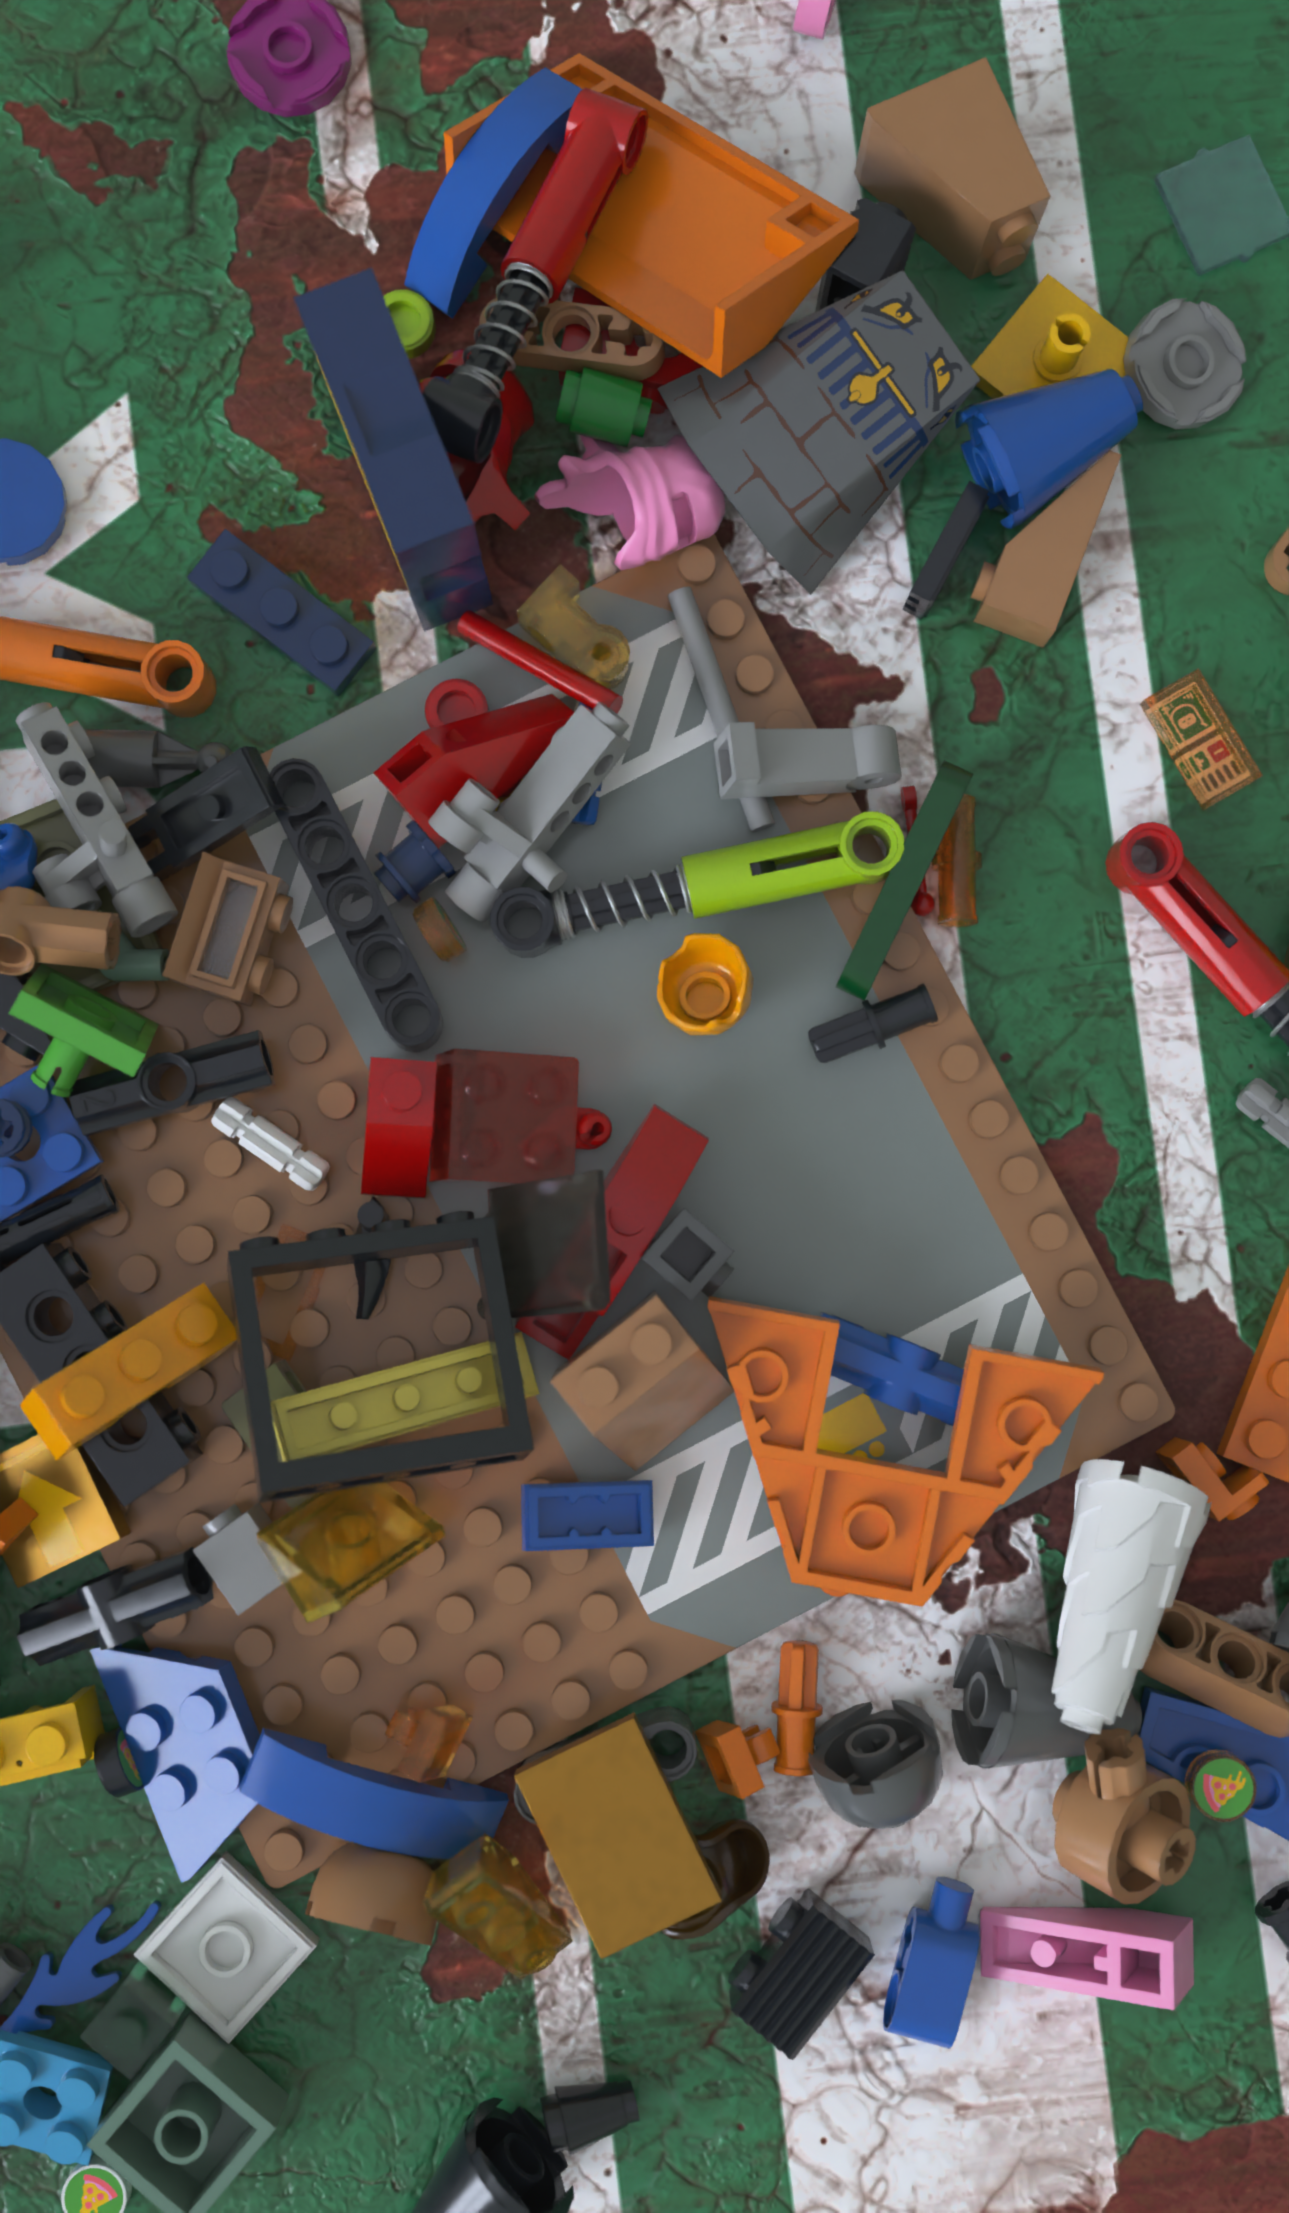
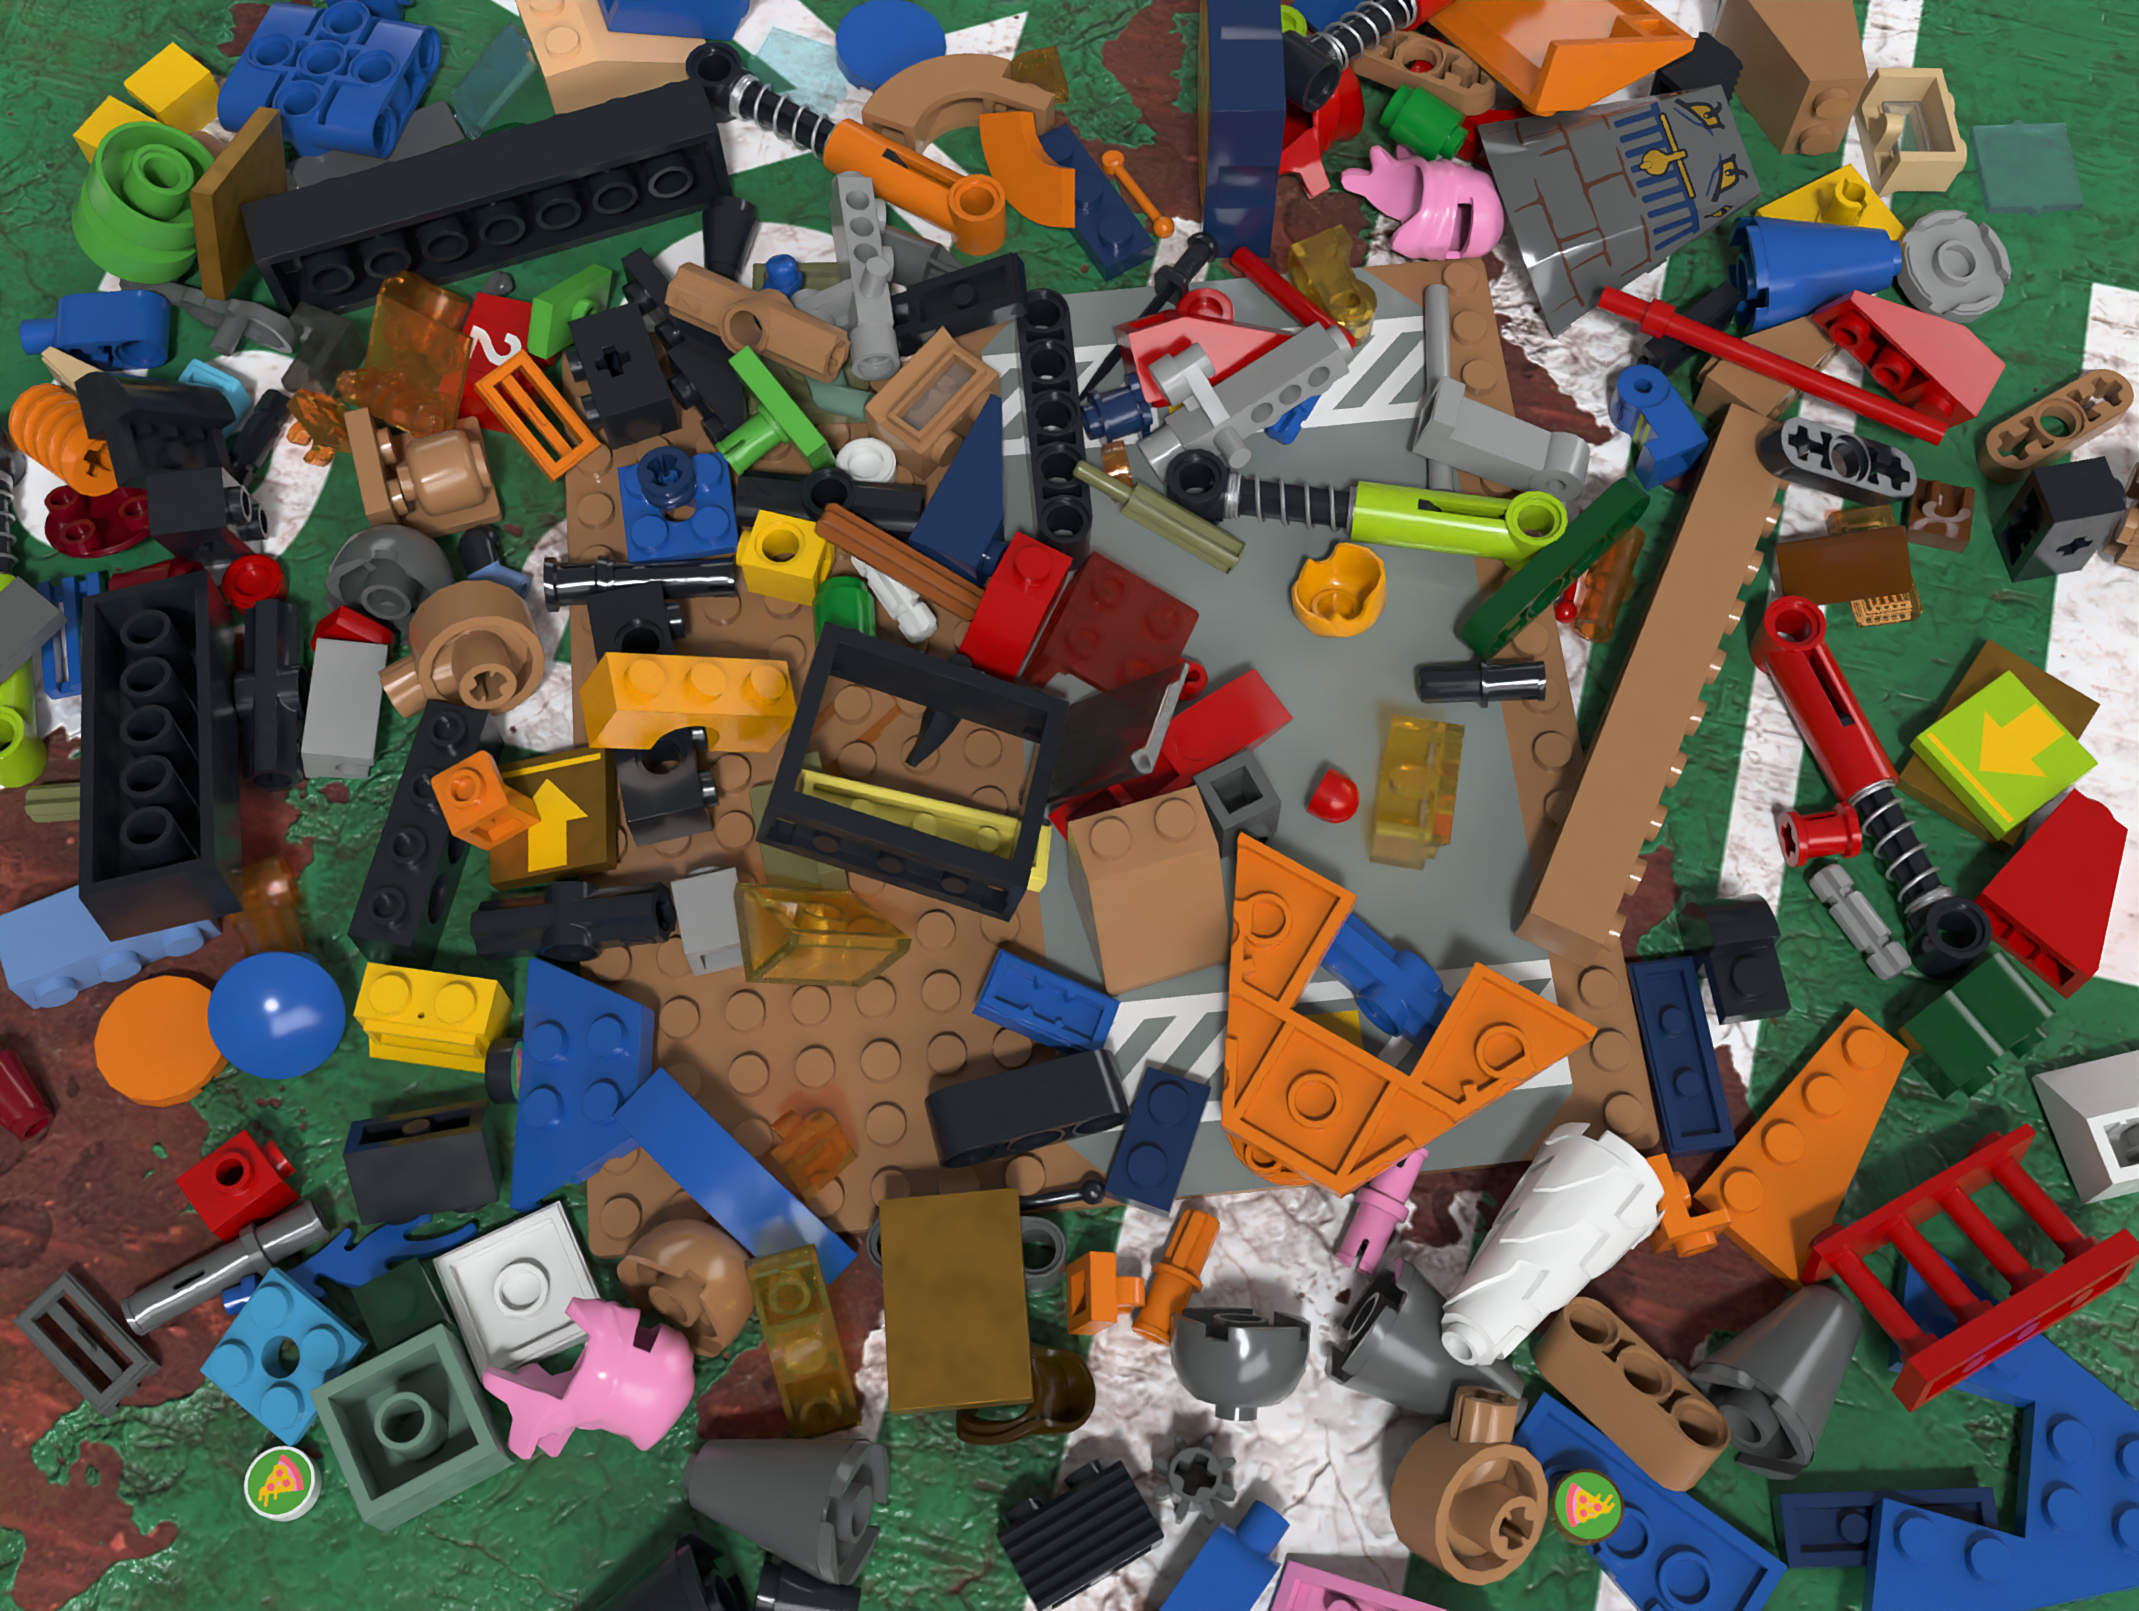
camera: 25 degrees right, 20 degrees down
(85, 1883) = (424, 1163): none -> black brick
(90, 540) = (950, 95): none -> medium nougat arch
(172, 478) = (1042, 69): none -> clear orange tile
(181, 1156) = (788, 580): none -> yellow brick
(188, 1018) = (868, 461): none -> white tile
(206, 607) = (1025, 171): none -> orange tile
(239, 1202) = (844, 603): none -> green brick
(267, 1127) = (898, 561): none -> dark orange axle
(293, 554) = (1114, 165): none -> orange hinge
(312, 1042) = (966, 513): none -> dark blue slope
(347, 2004) = (623, 1382): none -> bright pink piece
(411, 688) = (1170, 286): none -> black sword
(508, 969) = (1167, 519): none -> olive axle
(544, 2045) = (795, 1498): none -> dark grey cone
(601, 1715) = (1090, 1192): none -> black hinge
(609, 1622) = (1026, 1109): none -> black beam
(734, 1593) = (1157, 1142): none -> dark blue plate
(774, 1199) = (1335, 798): none -> red hinge
(854, 1177) = (1416, 791): none -> clear yellow window
(893, 1892) = (1183, 1463): none -> dark grey gear
(920, 561) = (1660, 319): none -> red bar
(948, 662) = (1658, 424): none -> blue leg
(953, 1599) = (1379, 1212): none -> bright pink pin
(1042, 954) = (1656, 698): none -> medium nougat brick
(1100, 214) = (1909, 131): none -> tan window
(1125, 669) = (1816, 470): none -> black beam
(1169, 1322) = (1680, 1058): none -> dark blue tile
(1179, 768) = (1846, 566): none -> reddish brown slope
(1196, 1213) = (1736, 952): none -> black brick
(1200, 504) = (1914, 355): none -> slope
(1233, 1056) = (1819, 834): none -> red bush
(1247, 659) = (1939, 515): none -> reddish brown tile

